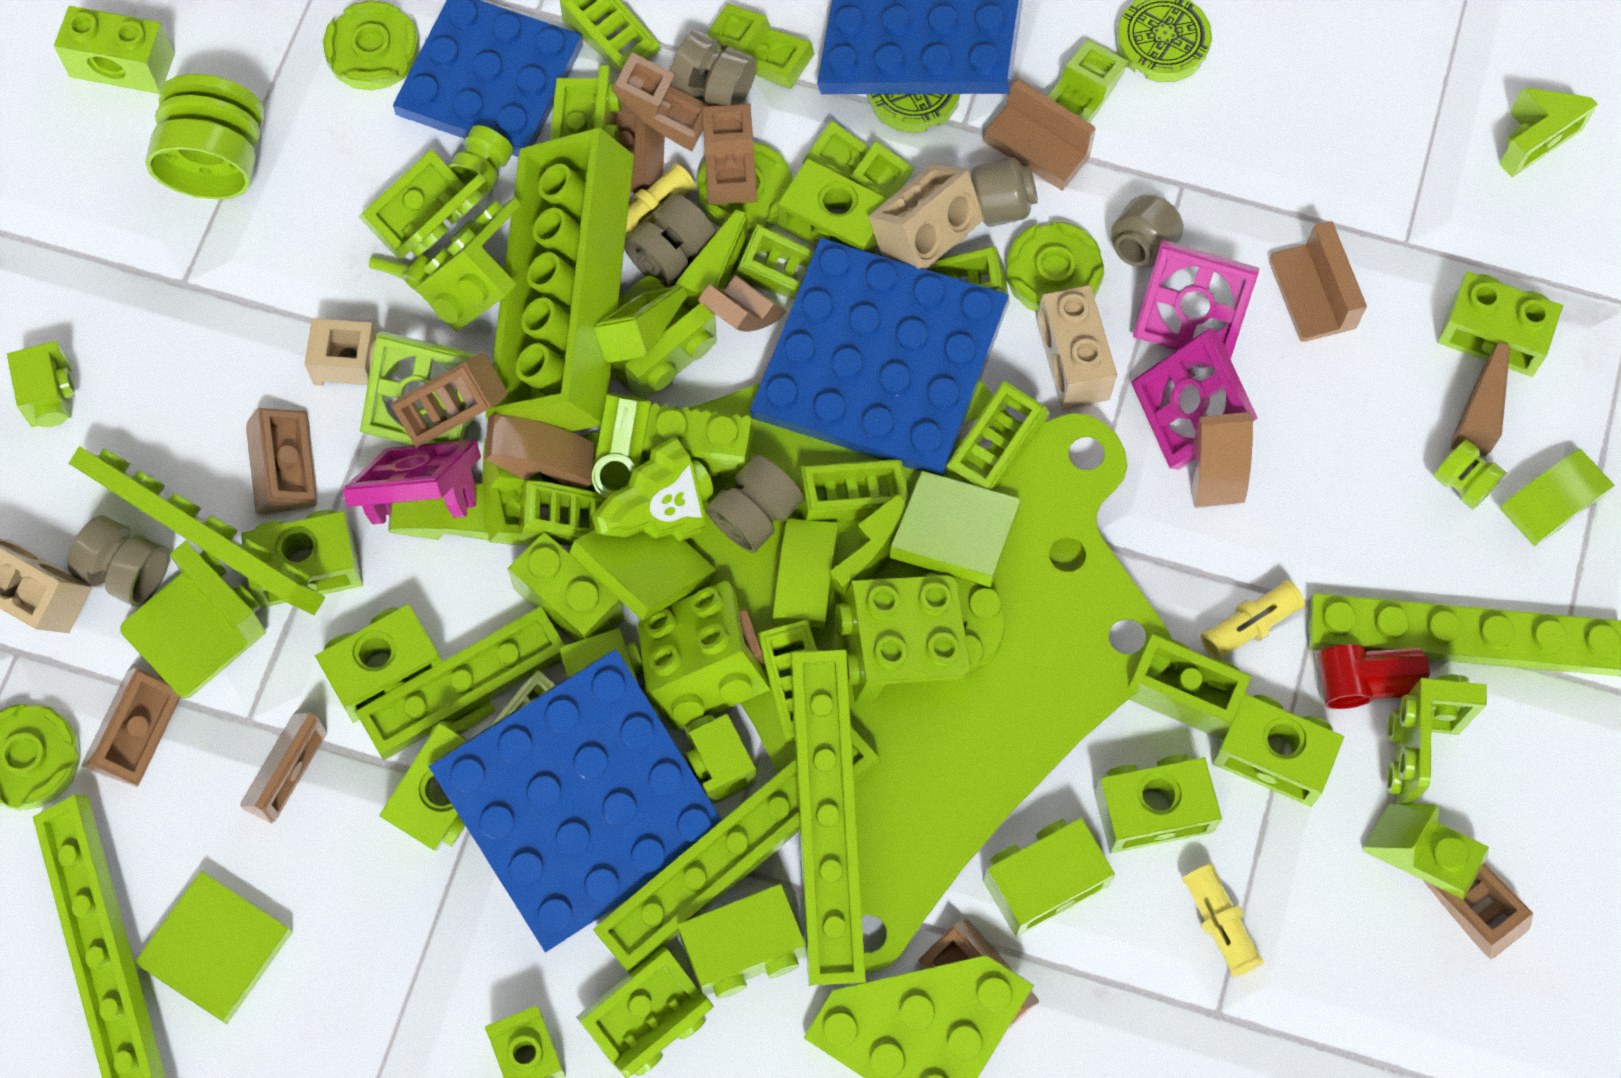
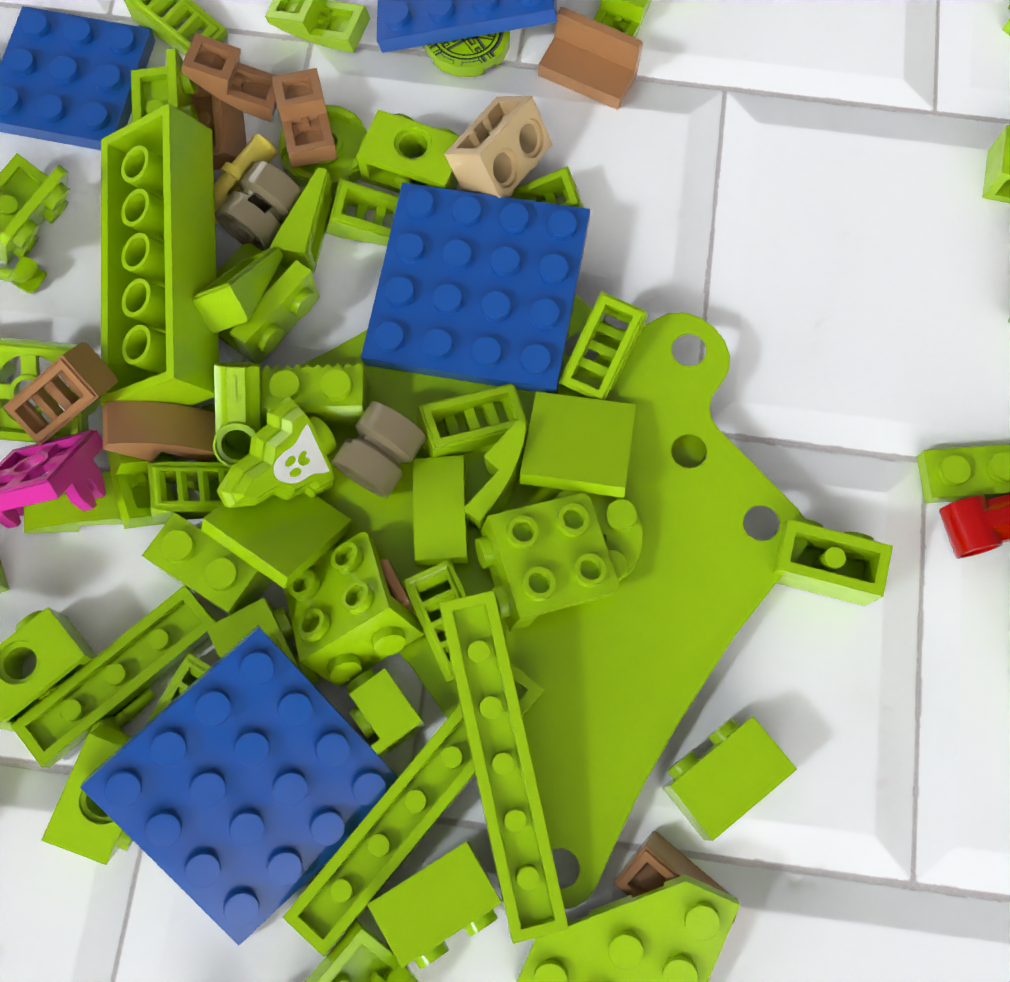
camera: 10 degrees left, 5 degrees up
(468, 279) = (58, 269): lime bracket -> none
(483, 153) = (73, 151): lime wheel -> none
(709, 71) = (276, 44): dark tan wheel -> none
(742, 305) = (336, 258): medium nougat slope -> none
(859, 162) = (430, 109): lime slope -> none
(1004, 190) = (567, 114): dark tan head -> none
(1052, 261) = (624, 181): lime tile -> none
(1076, 347) = (660, 249): tan brick -> none
(1133, 824) = (850, 678): lime brick -> none
(1142, 228) = (704, 132): dark tan head -> none
(1150, 389) = (826, 291): dark pink piece -> none
(1175, 257) = (735, 152): dark pink piece -> none
(1222, 920) = (903, 791): light yellow pin -> none
(1223, 459) = (820, 333): medium nougat slope -> none
(1279, 602) = (872, 486): light yellow pin -> none
(1295, 775) = (956, 606): lime brick -> none
(1319, 285) = (870, 159): medium nougat panel -> none

